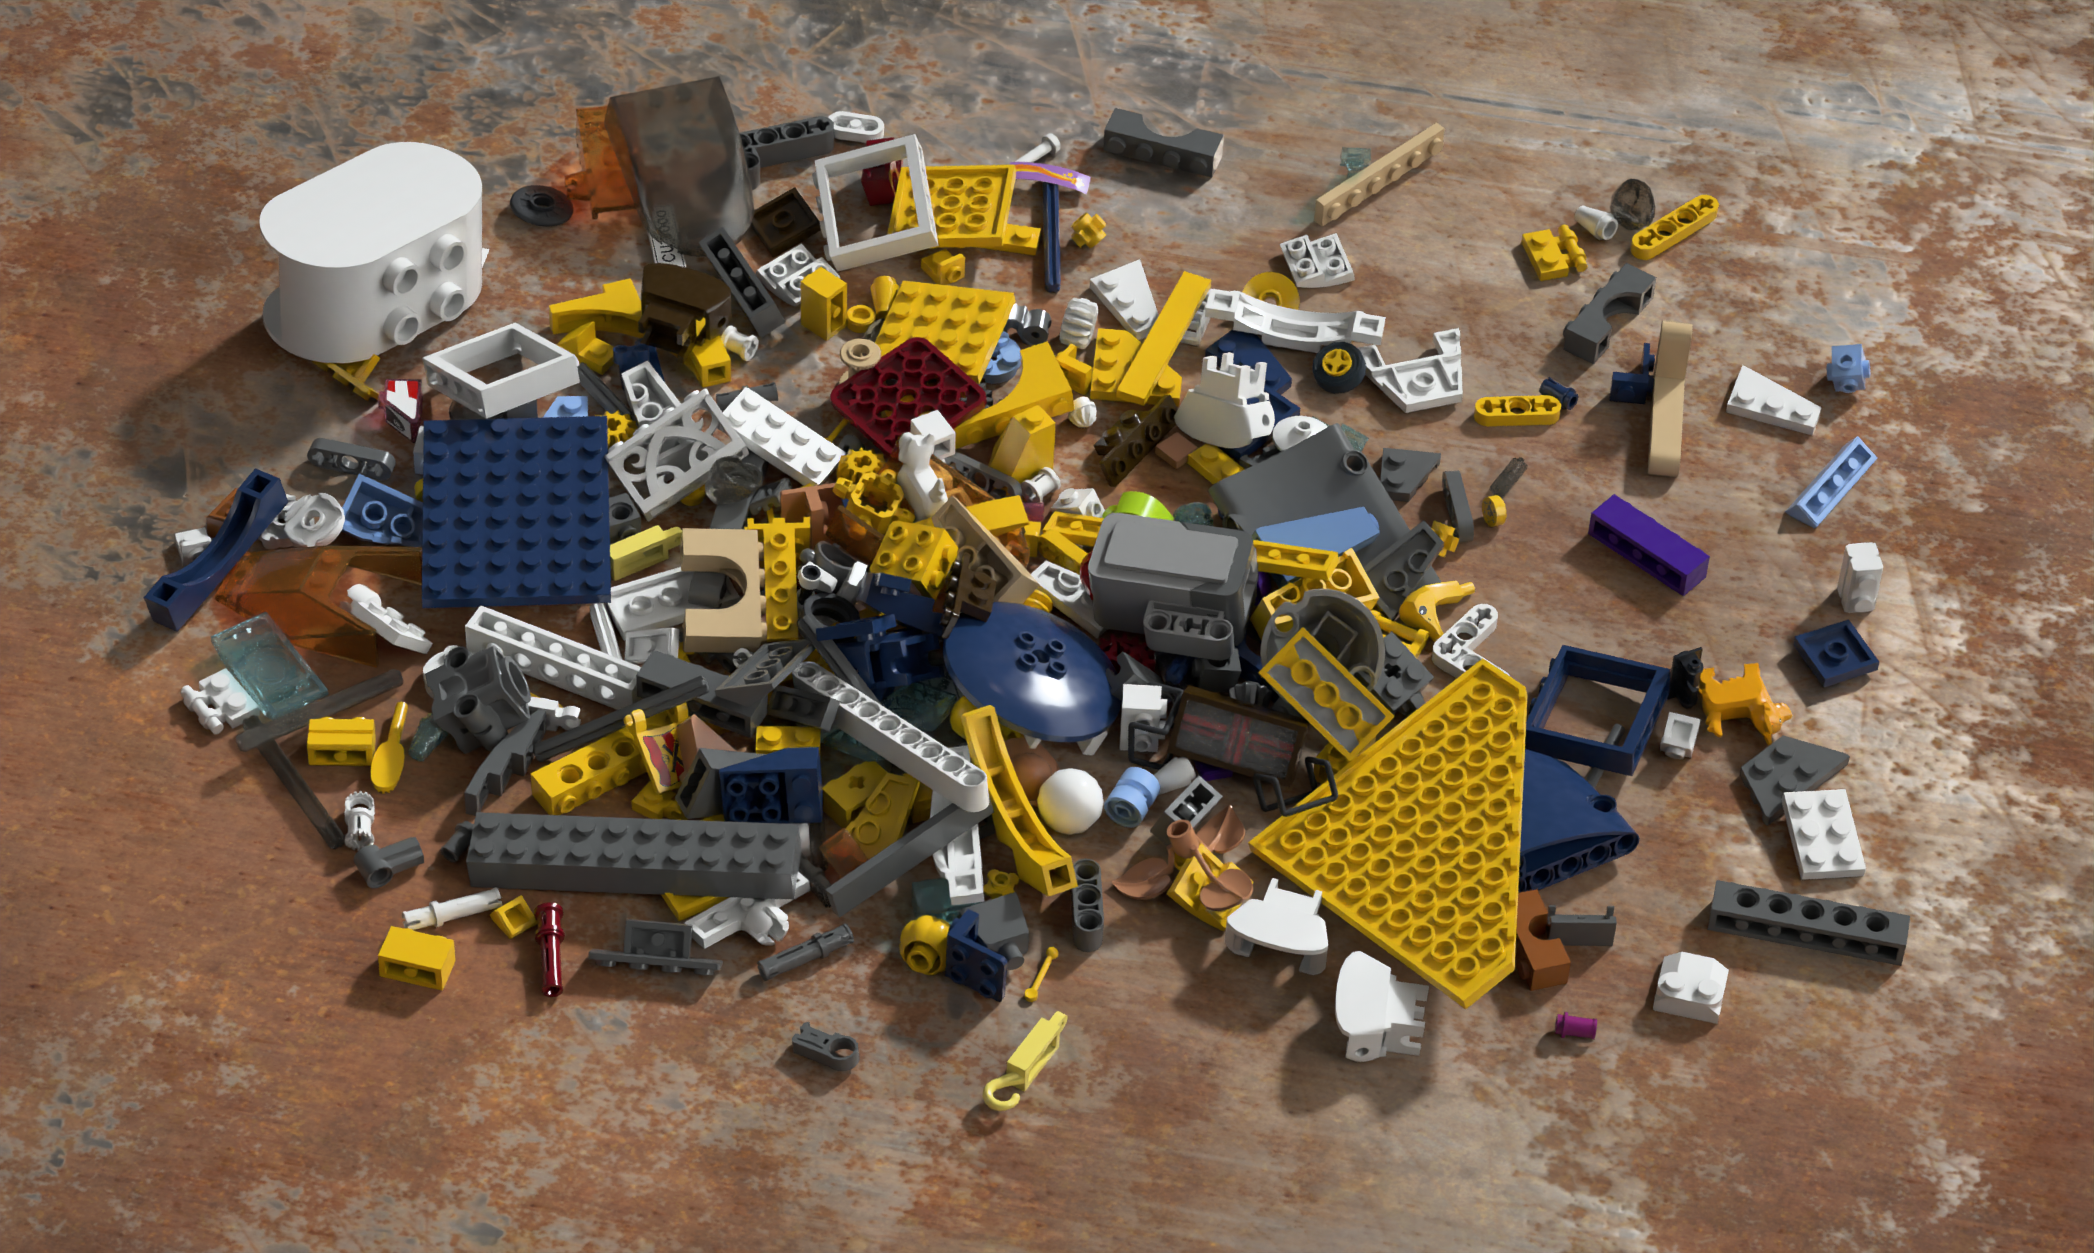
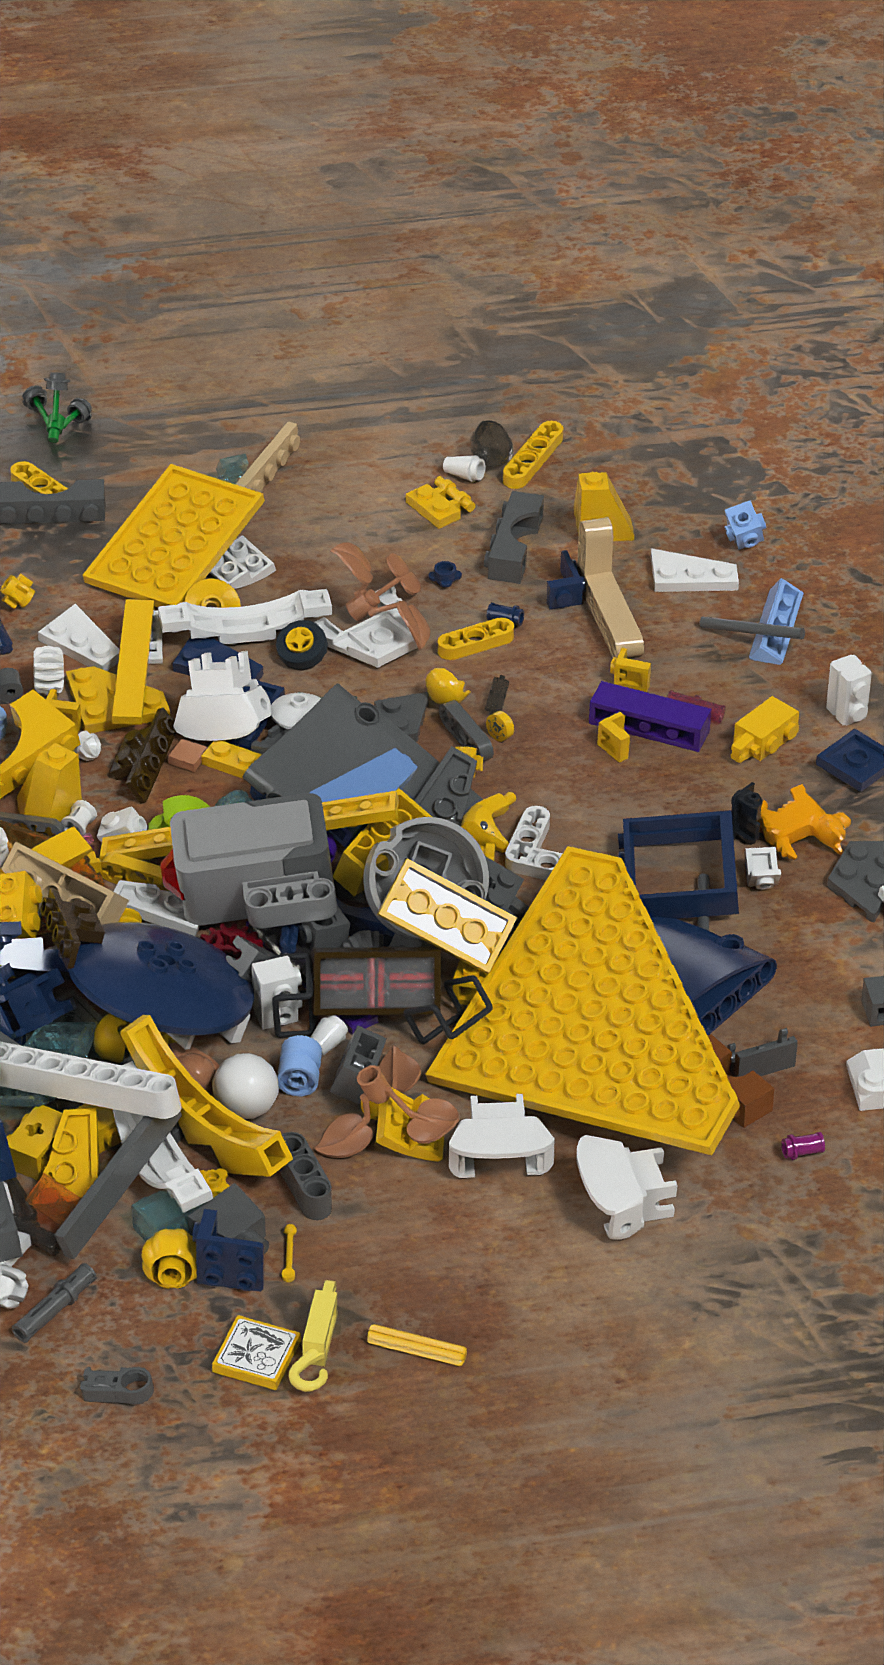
camera: 20 degrees left, 5 degrees down
(966, 1058) = (256, 1352): none -> tile
(1116, 1099) = (417, 1345): none -> yellow axle
(1164, 111) = (33, 476): none -> yellow beam
(1201, 25) = (36, 398): none -> plant
(1263, 217) = (173, 537): none -> yellow plate
(1419, 304) = (367, 602): none -> nougat plant
(1455, 455) = (444, 686): none -> yellow hair
(1519, 332) = (445, 573): none -> dark blue plate
(1601, 555) = (613, 737): none -> yellow bracket
(1652, 493) = (630, 672): none -> yellow bracket
(1709, 310) = (598, 499): none -> yellow slope
(1717, 558) = (717, 711): none -> clear pink pin
(1755, 594) = (764, 730): none -> yellow hinge
(1799, 481) = (752, 627): none -> dark grey bar

